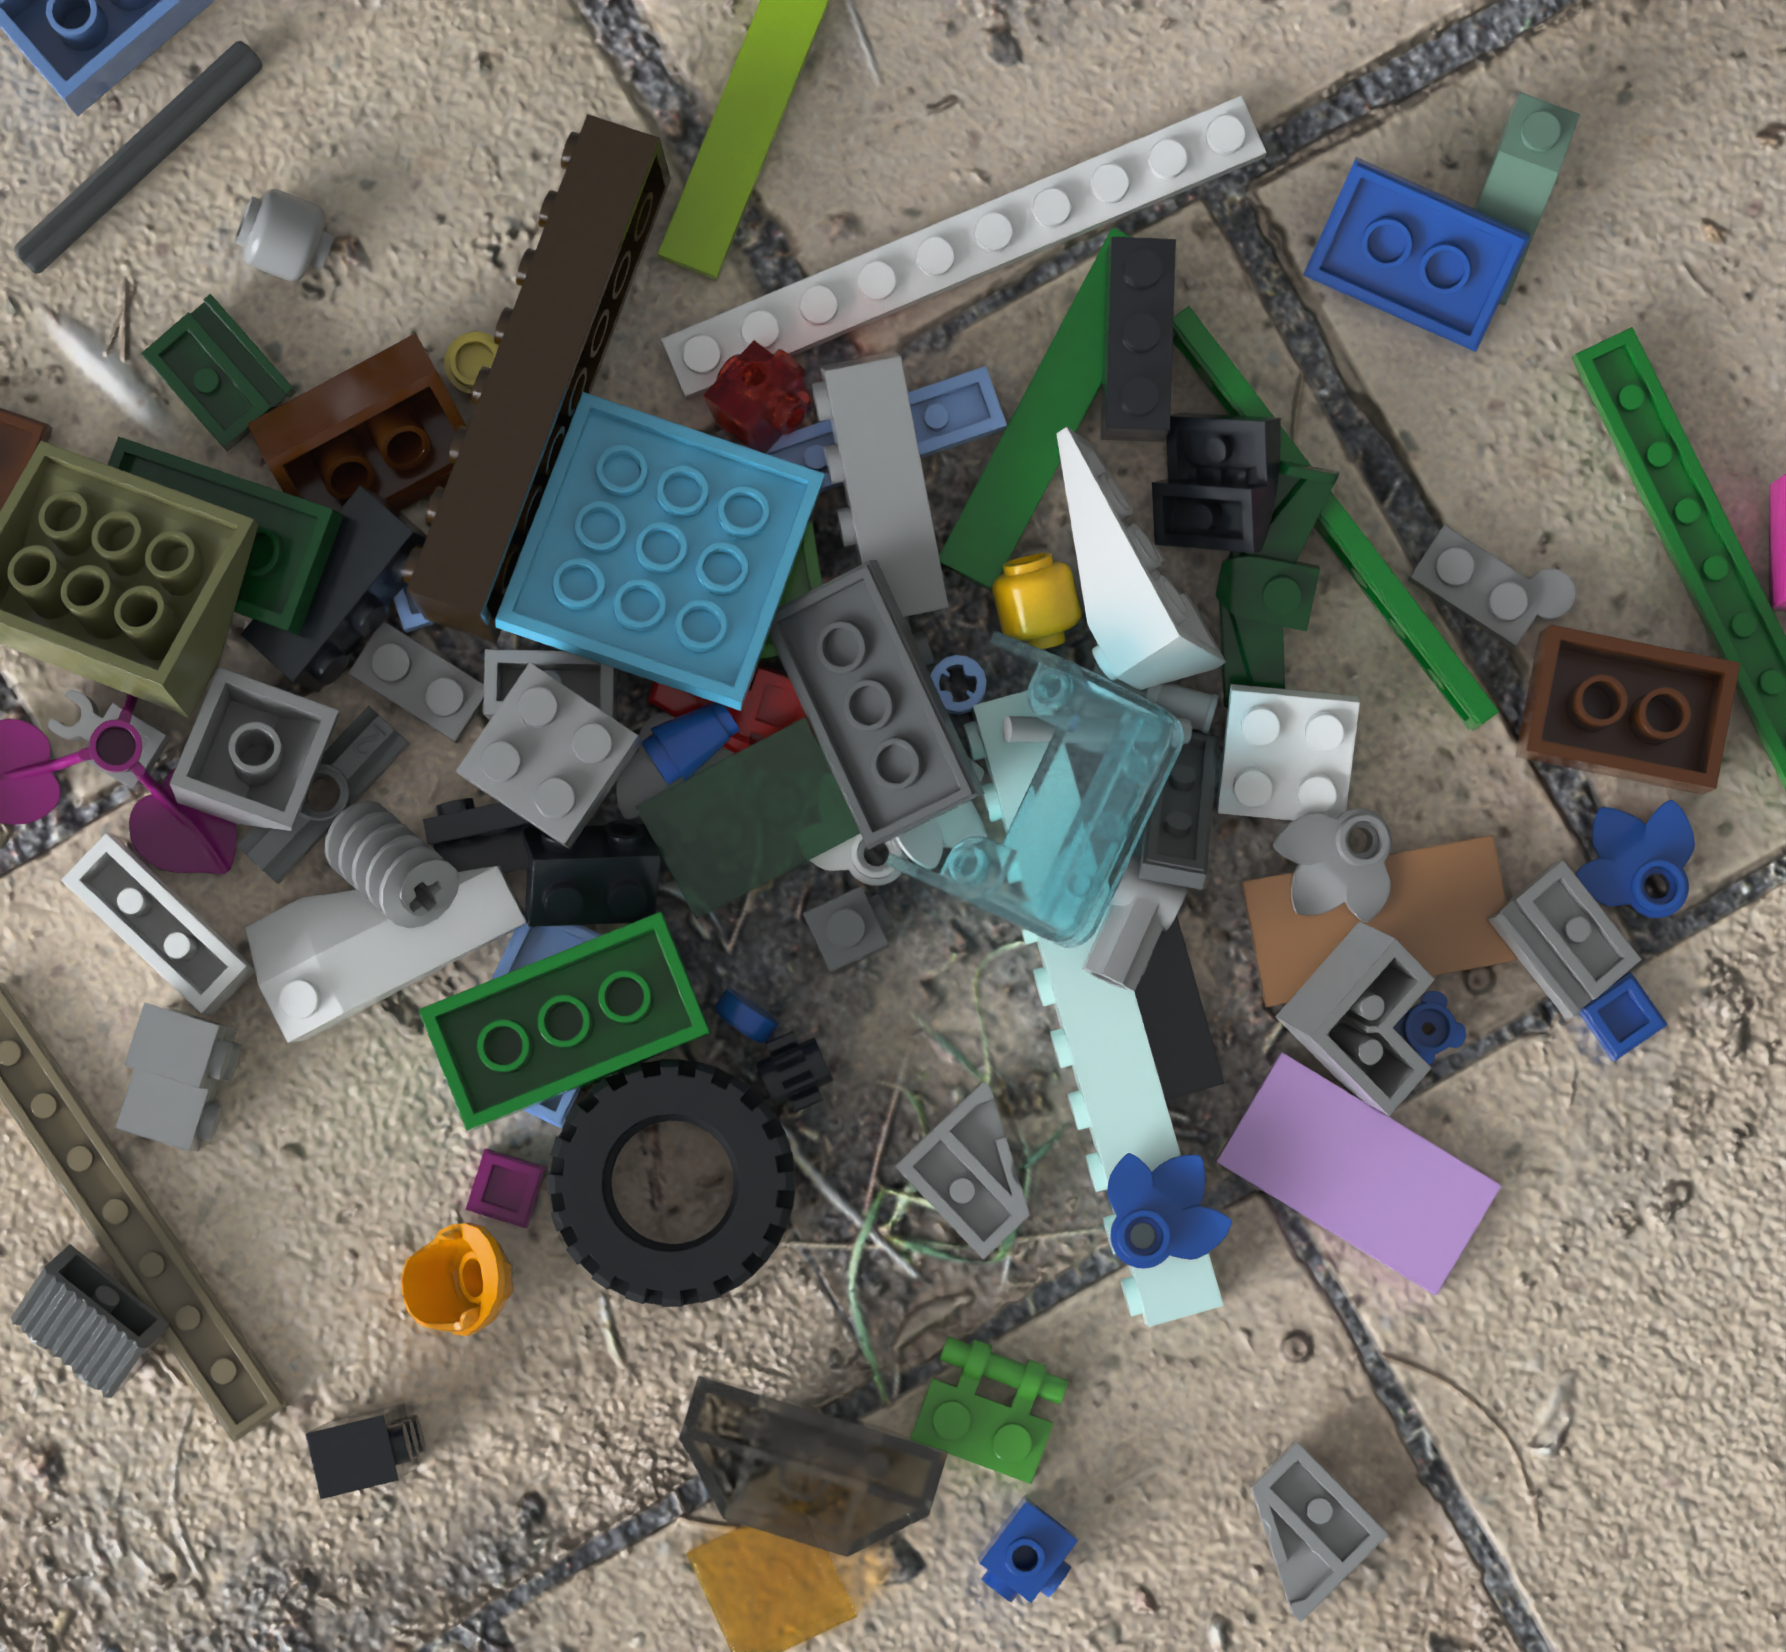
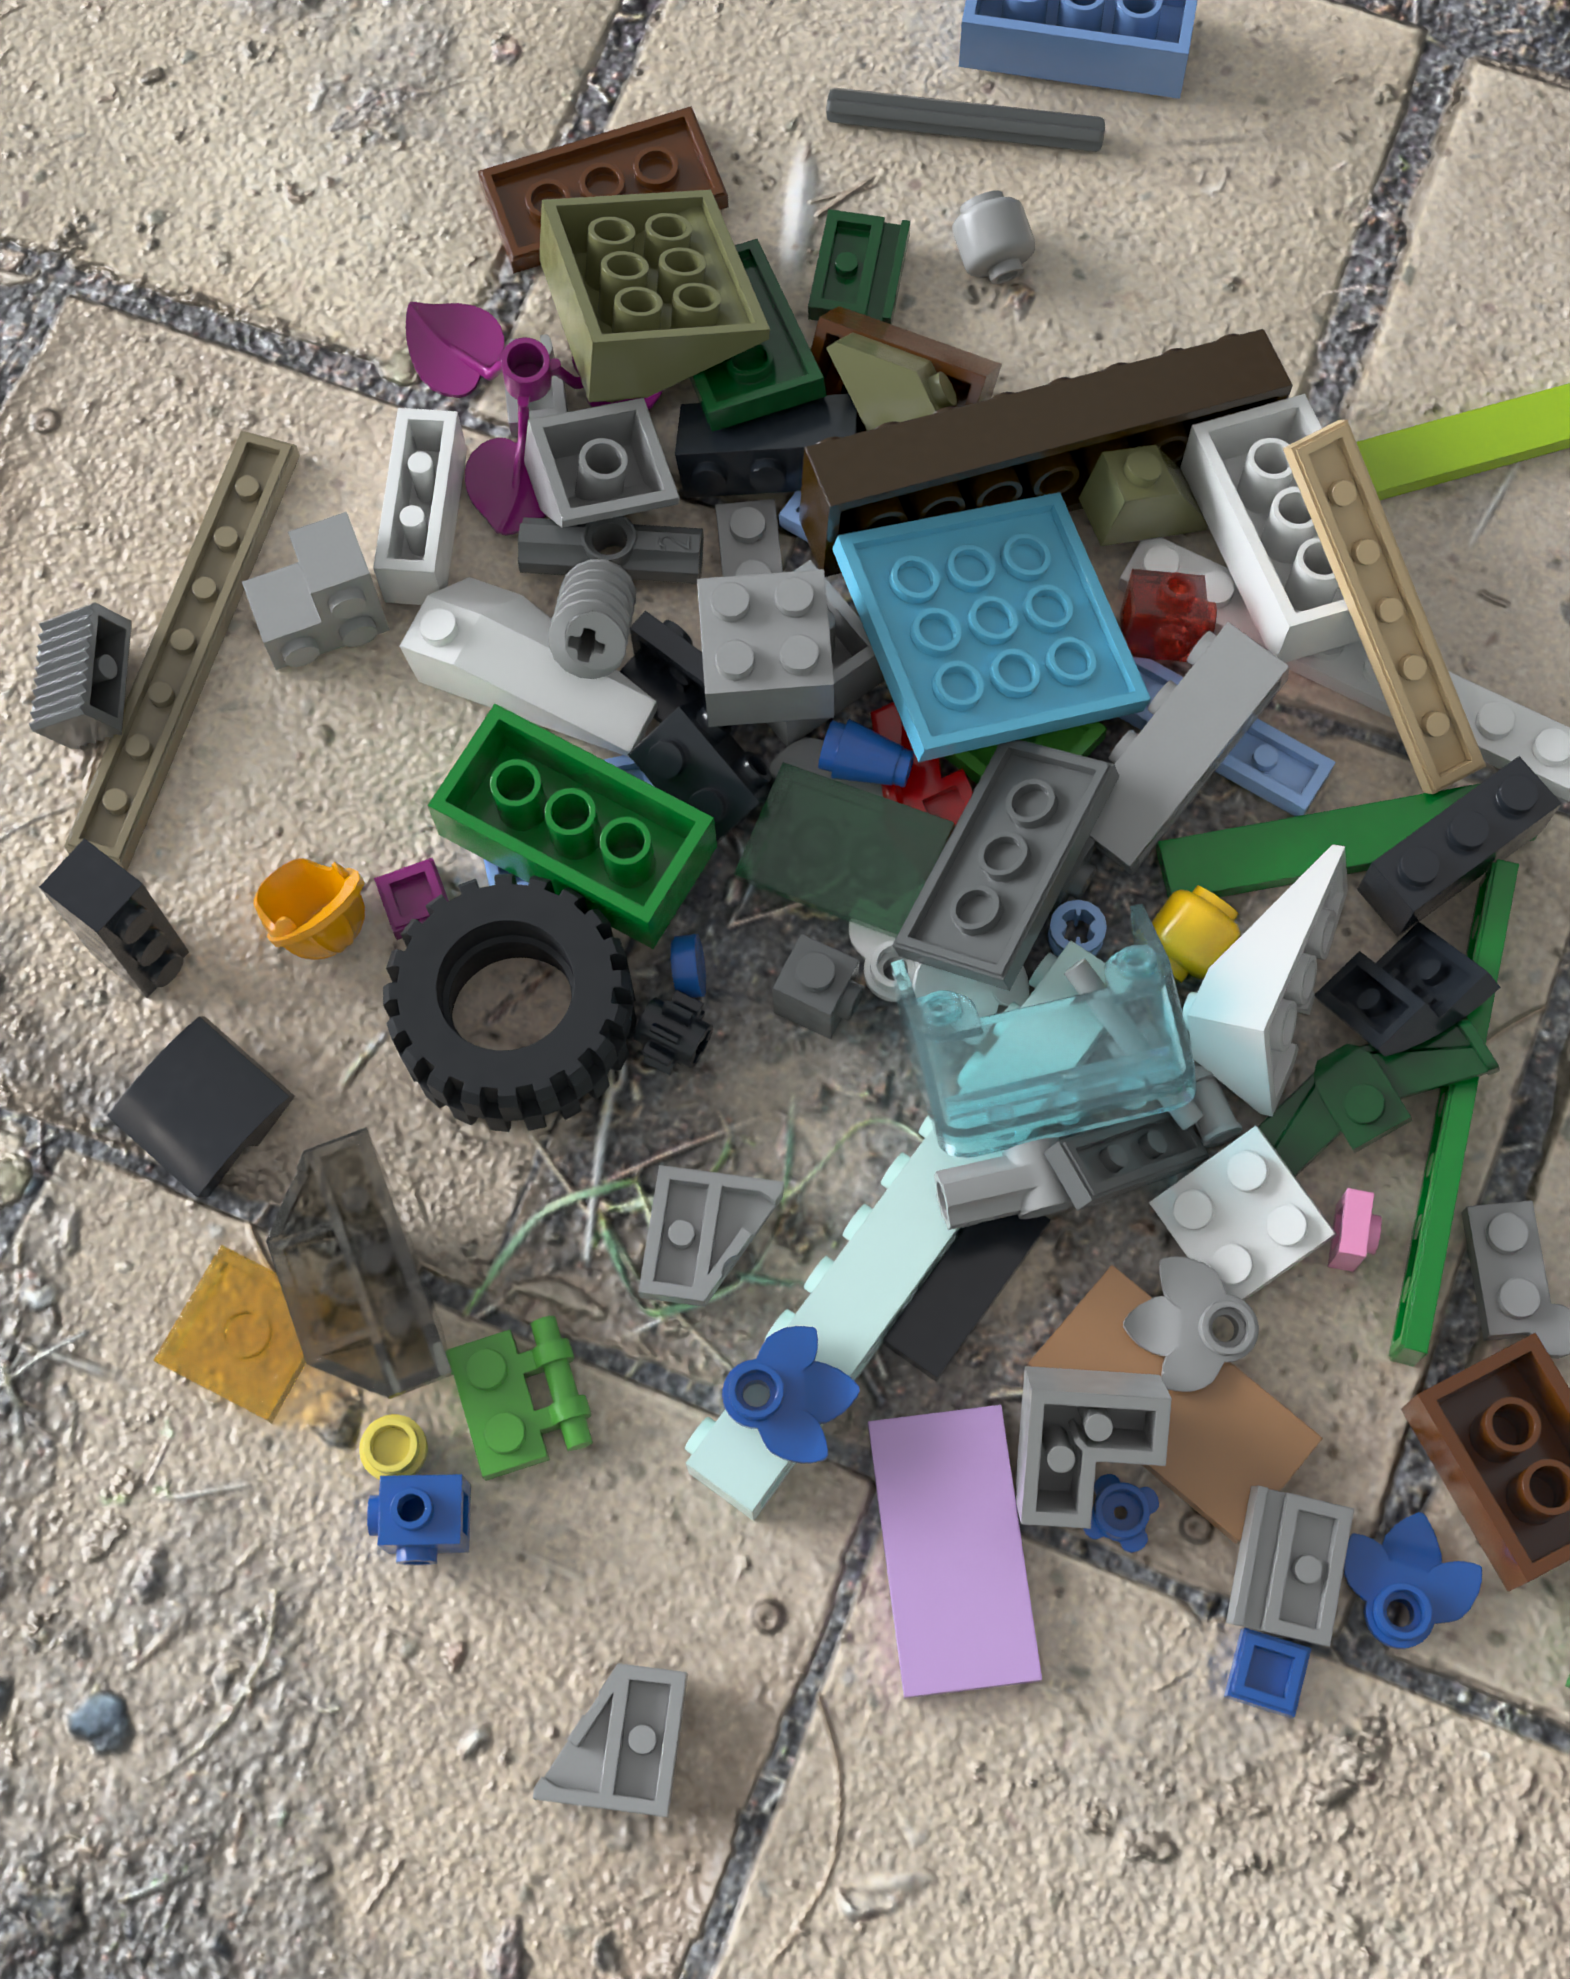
camera: 60 degrees right, 15 degrees down
(382, 456) = (889, 381): none -> olive slope
(555, 1488) = (200, 1106): none -> black slope
(640, 327) = (1139, 497): none -> olive slope
(770, 238) = (1265, 527): none -> white brick
(911, 237) = (1384, 606): none -> tan tile
(954, 1535) = (393, 1446): none -> light yellow plate
(1362, 677) = (1356, 1230): none -> bright pink plate

